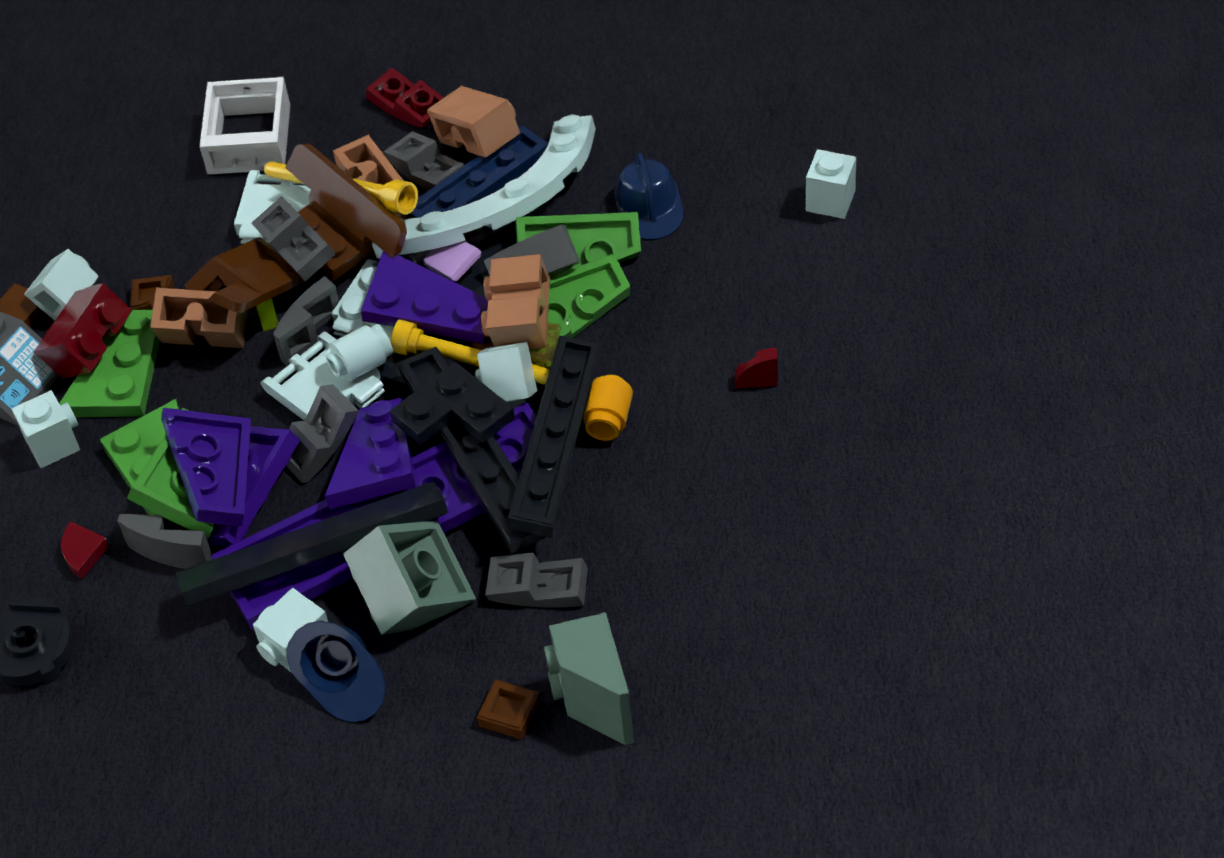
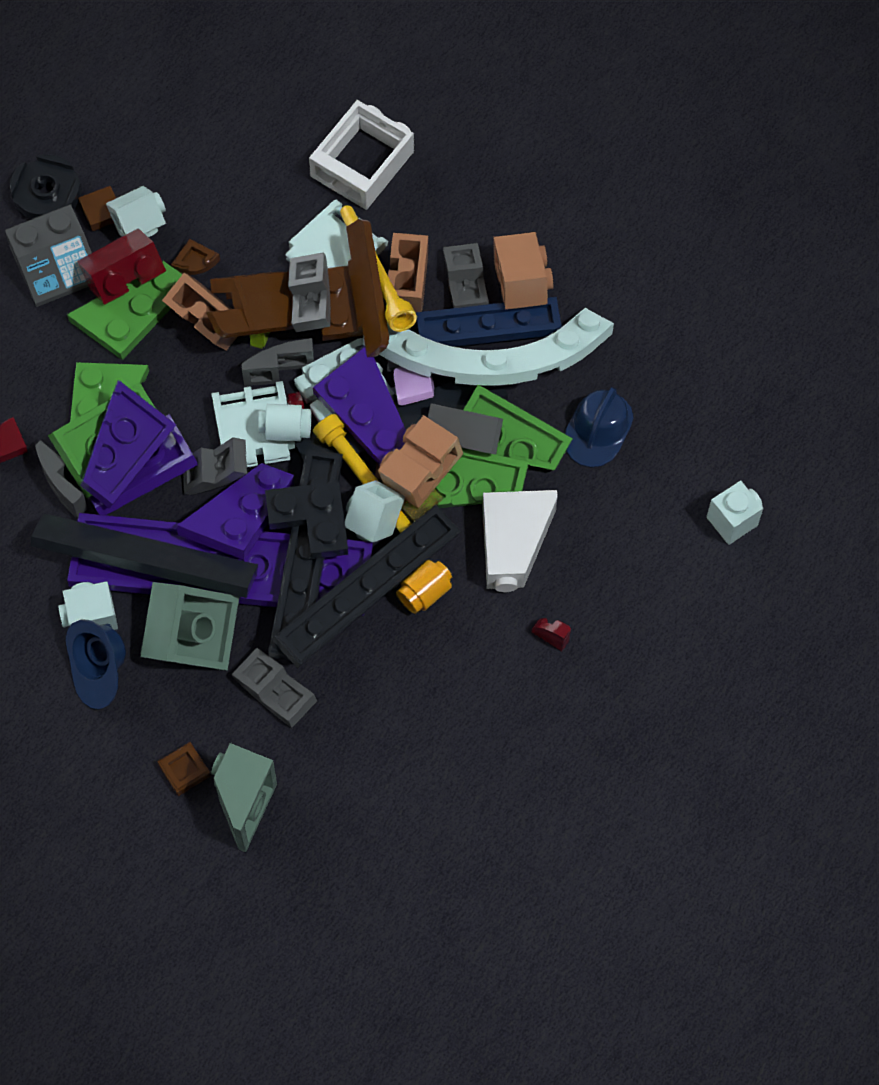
camera: 30 degrees right, 15 degrees up
(47, 428) = (46, 330): light aqua brick -> none
(402, 98) = (496, 207): dark red slope -> none
(650, 318) = (514, 533): none -> white slope

